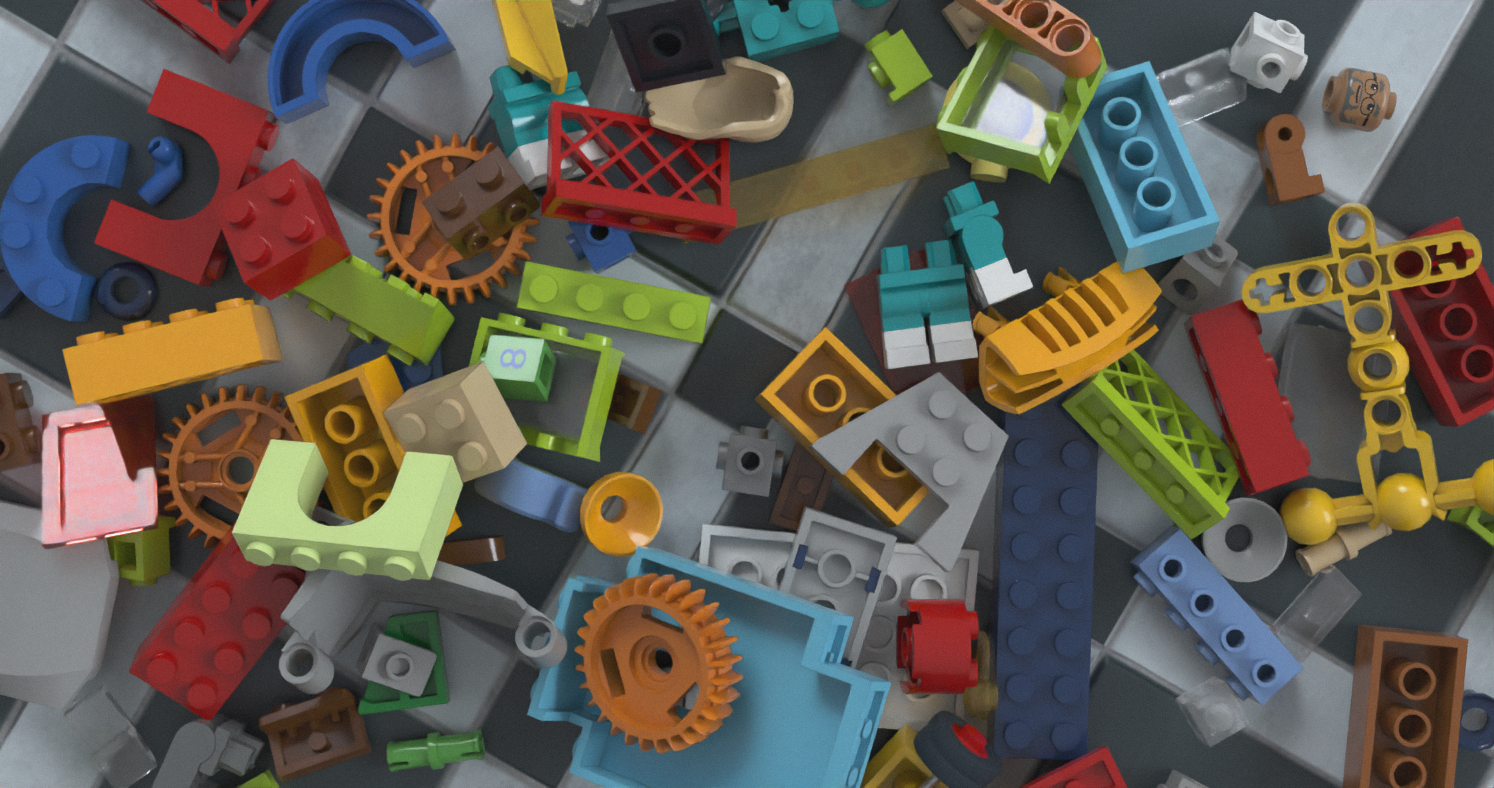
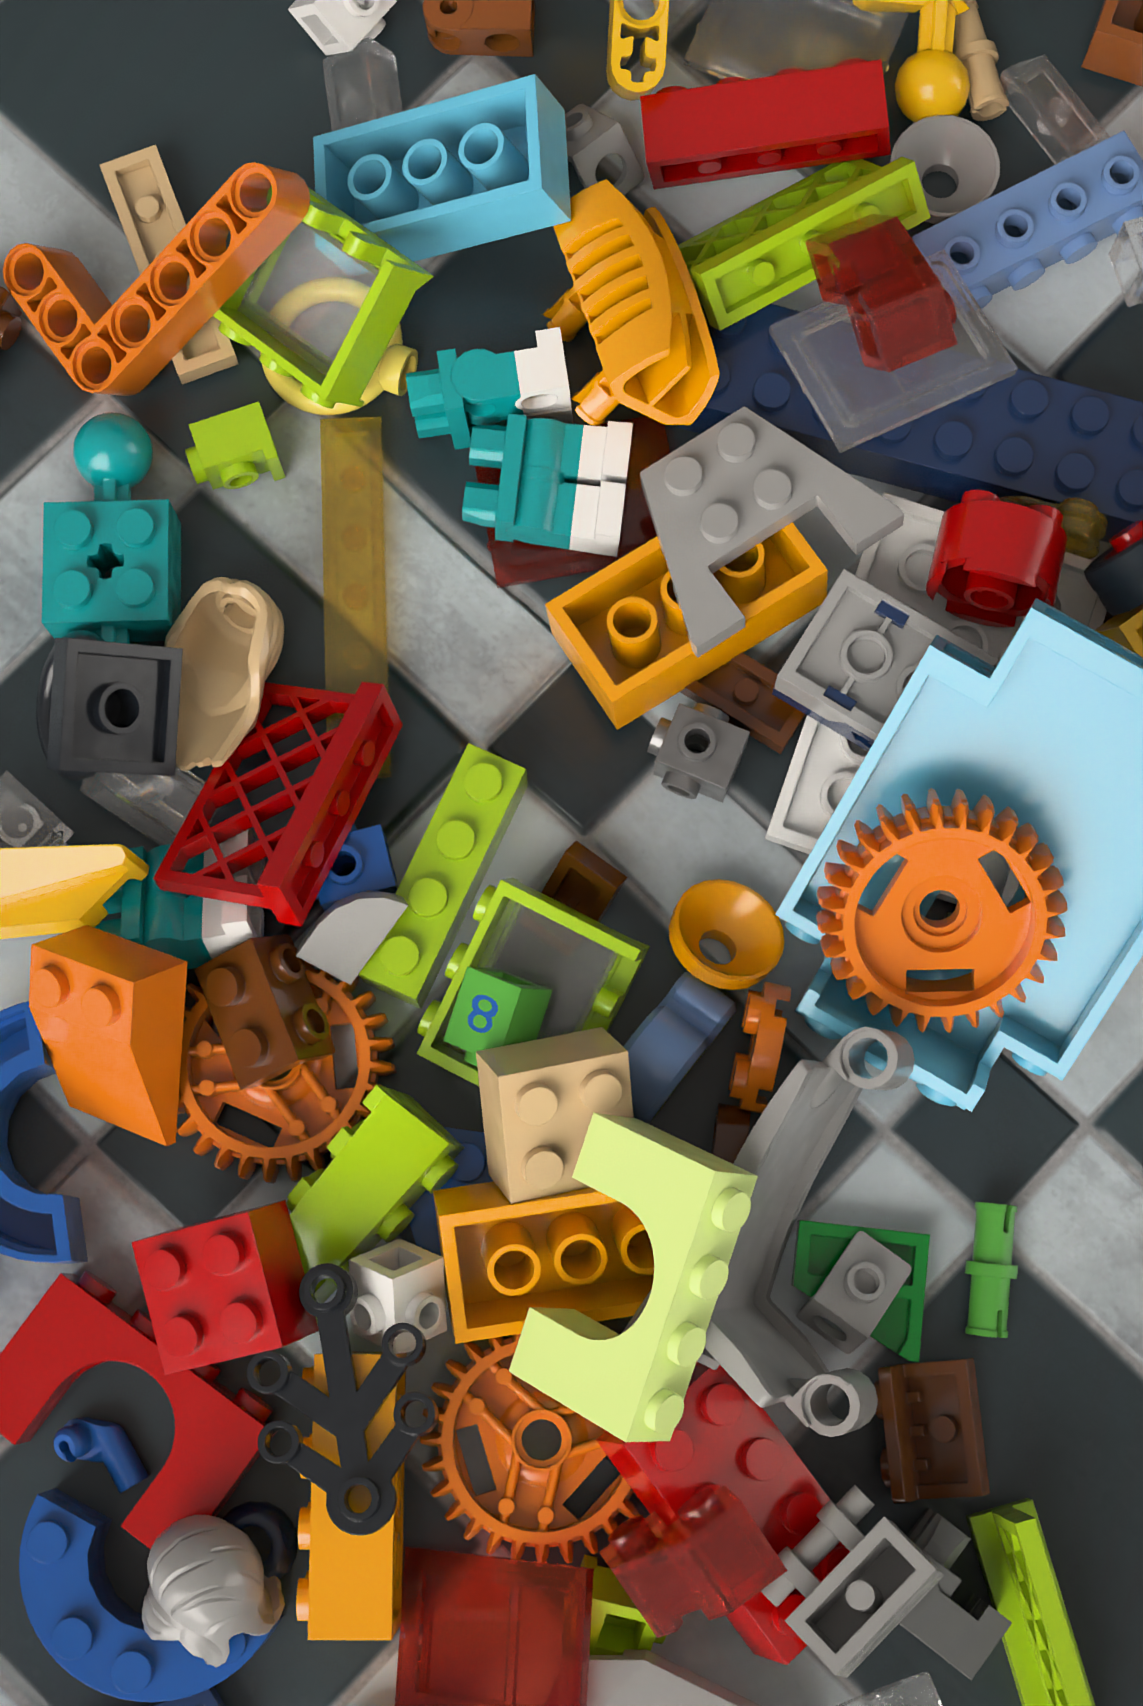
camera: 75 degrees left, 10 degrees down
(81, 272) = (208, 1588): none -> light grey hair
(172, 599) = (702, 1561): none -> clear red brick
(178, 713) = (862, 1594): none -> light grey brick
(216, 336) = (346, 1409): none -> black plant
(308, 348) = (396, 1287): none -> white brick
(444, 100) = (112, 1027): none -> orange slope
(530, 556) = (767, 1031): none -> orange plate
(550, 250) = (351, 932): none -> light grey brick
(1079, 534) = (867, 402): none -> clear piece
(1113, 521) = (887, 288): none -> clear red brick

